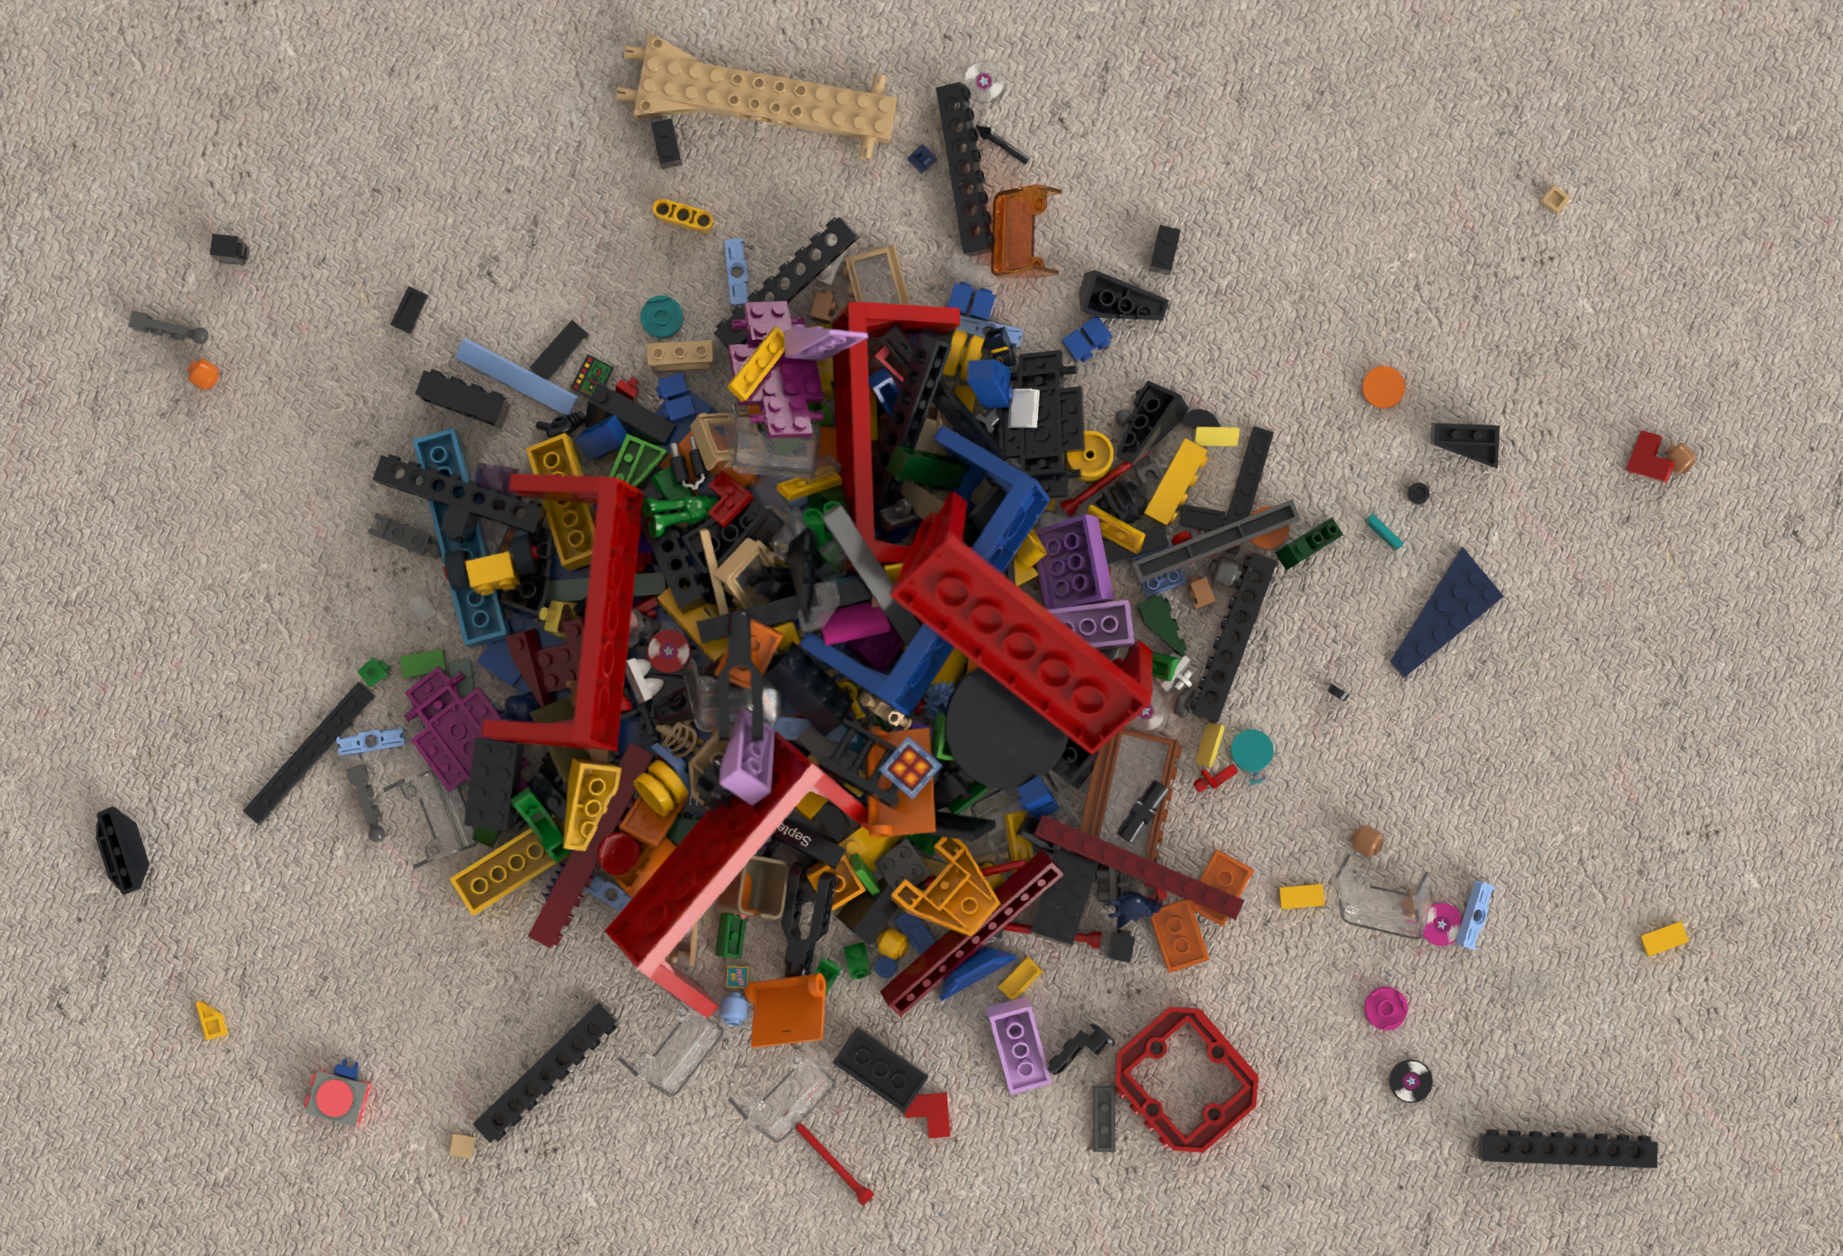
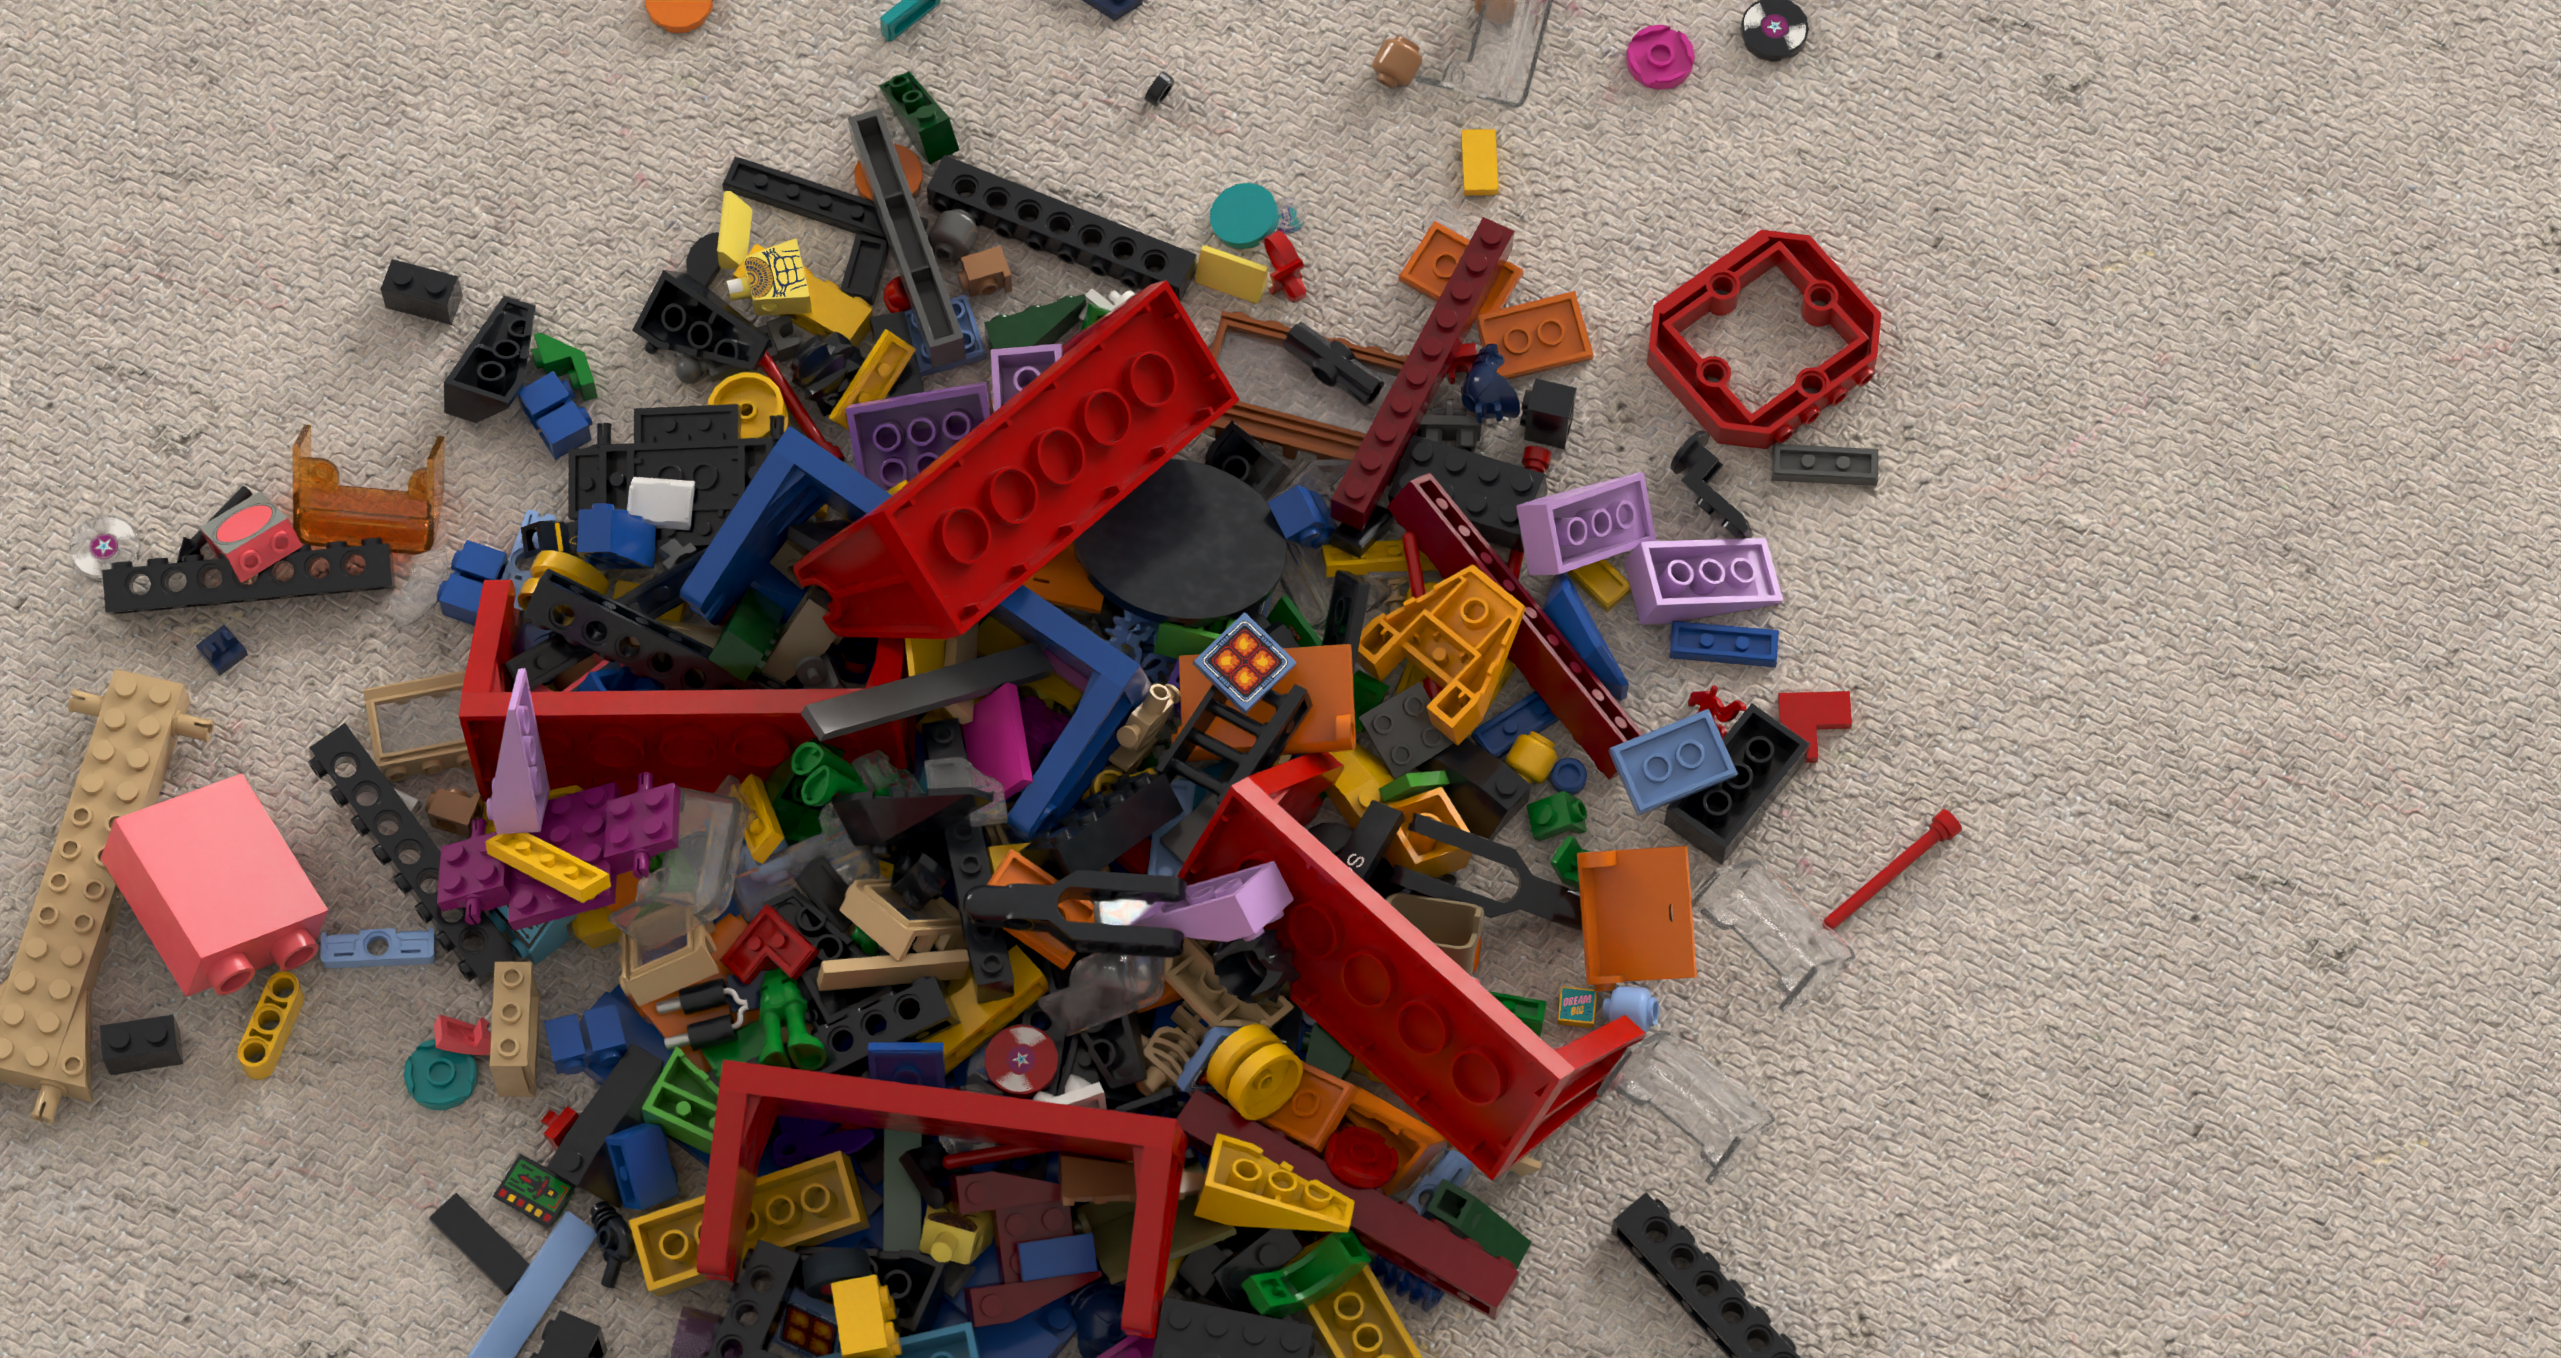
camera: 90 degrees left, 20 degrees down
(547, 680) = (1057, 1256): none -> blue tile
(591, 920) = (1474, 1220): none -> dark green slope
(649, 585) = (907, 1063): none -> blue tile
(682, 325) = (461, 1036): none -> coral slope
(755, 174) = (215, 886): none -> coral brick
(883, 1029) = (1673, 762): none -> medium blue tile
(927, 1052) = (1709, 701): none -> red piece
(978, 1059) = (1724, 644): none -> blue tile
(988, 166) = (251, 536): none -> coral panel
(1042, 971) = (1585, 524): none -> lavender slope
(1124, 334) = (564, 360): none -> green slope
(1177, 463) = (774, 281): none -> light yellow torso

